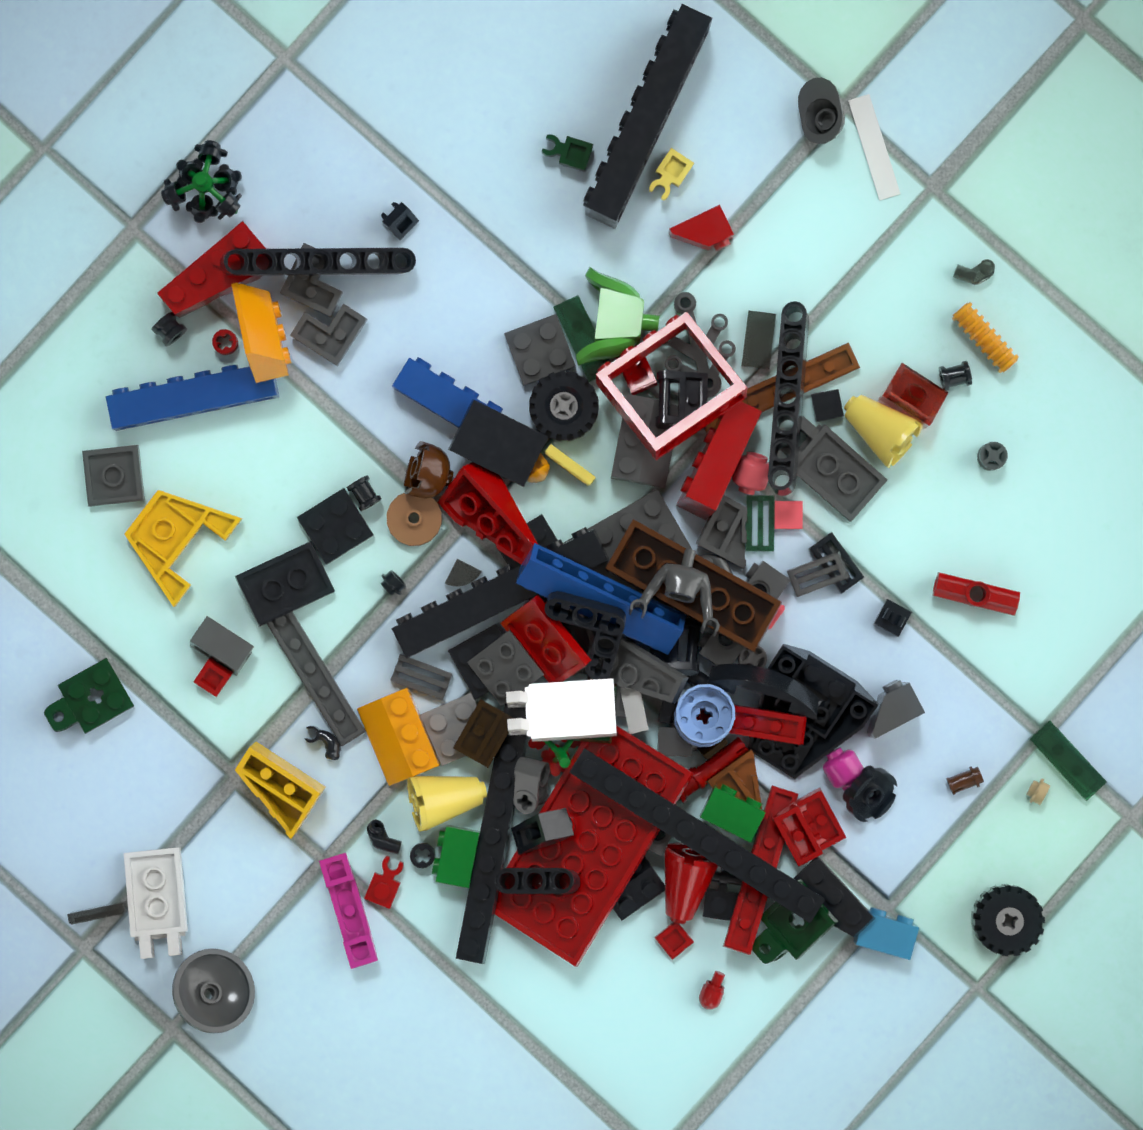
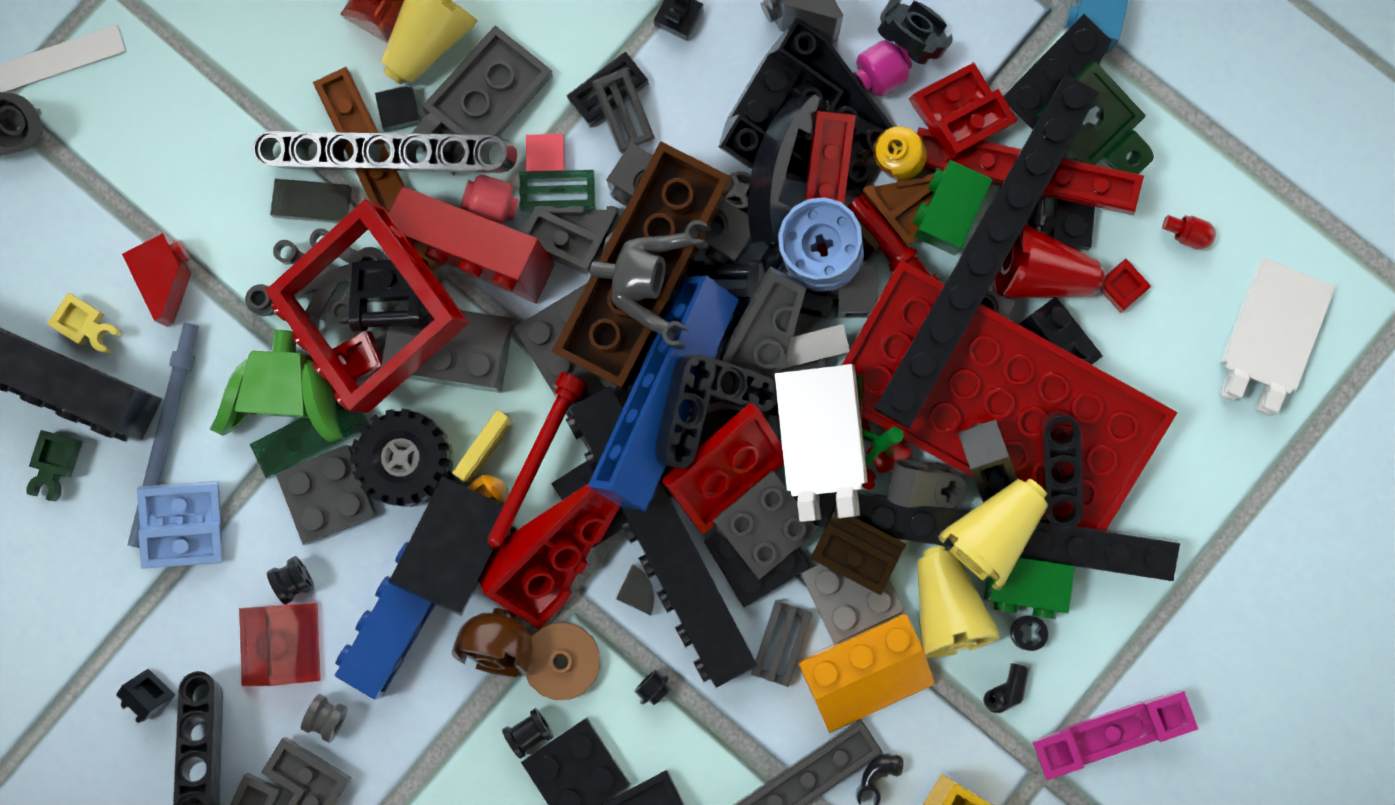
camera: 85 degrees left, 5 degrees down
(379, 348) = (324, 718): none -> dark grey wheel
(383, 886) = (1075, 685): red plate -> none
(432, 315) = (279, 645): none -> clear red slope
(478, 324) = (290, 580): none -> black wheel
(495, 832) = (997, 531): none -> light yellow cone
(521, 244) = (179, 524): none -> light blue slope
(605, 527) = (567, 392): none -> red piece
(634, 1048) = (1274, 333): none -> white tile
(640, 244) = (181, 362): none -> sand blue bar
(775, 786) = (903, 164): none -> yellow head

